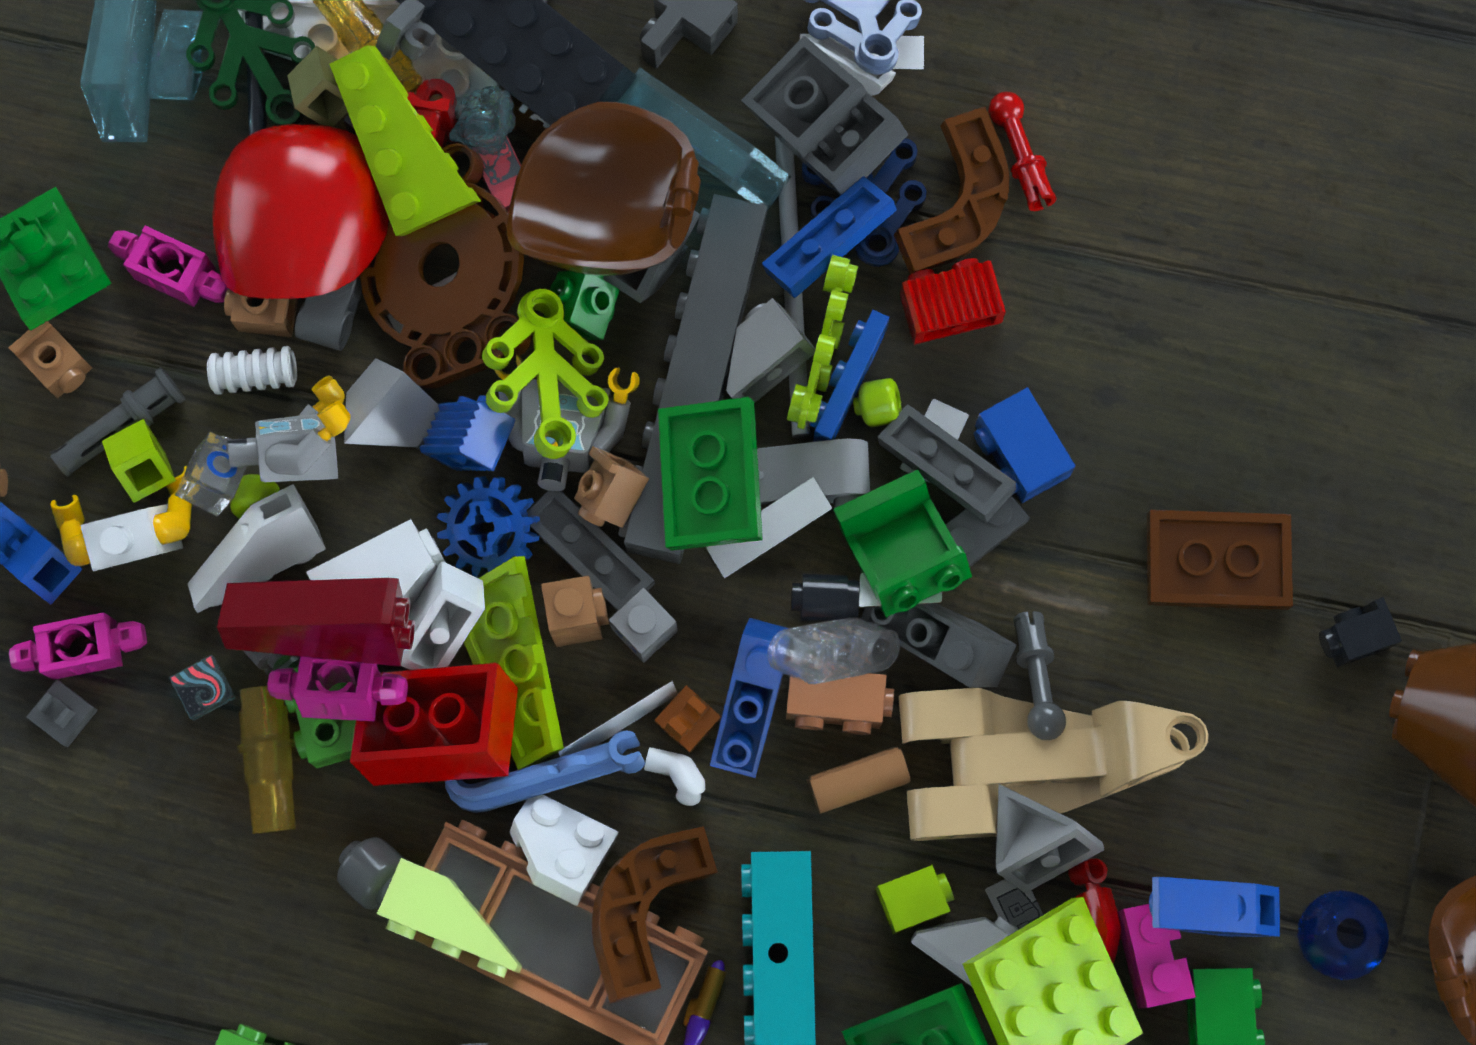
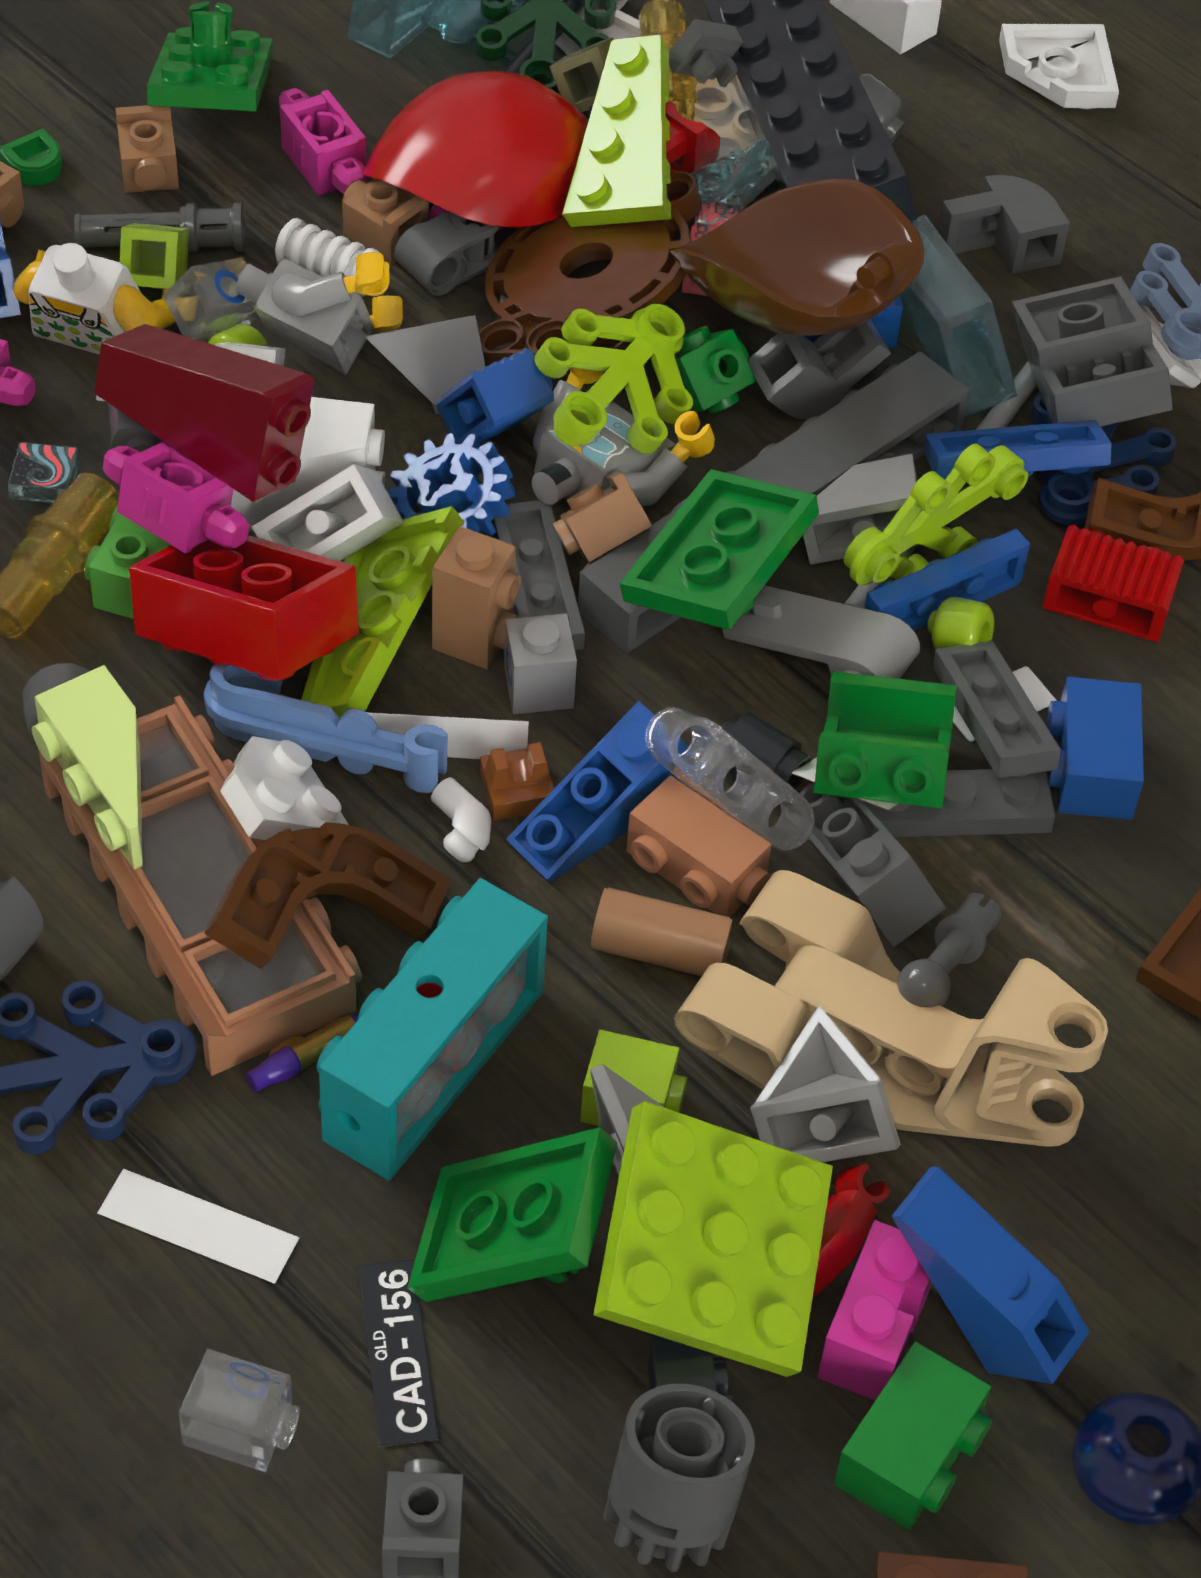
camera: 30 degrees right, 25 degrees down
(778, 523) = (749, 661): white sticker -> none

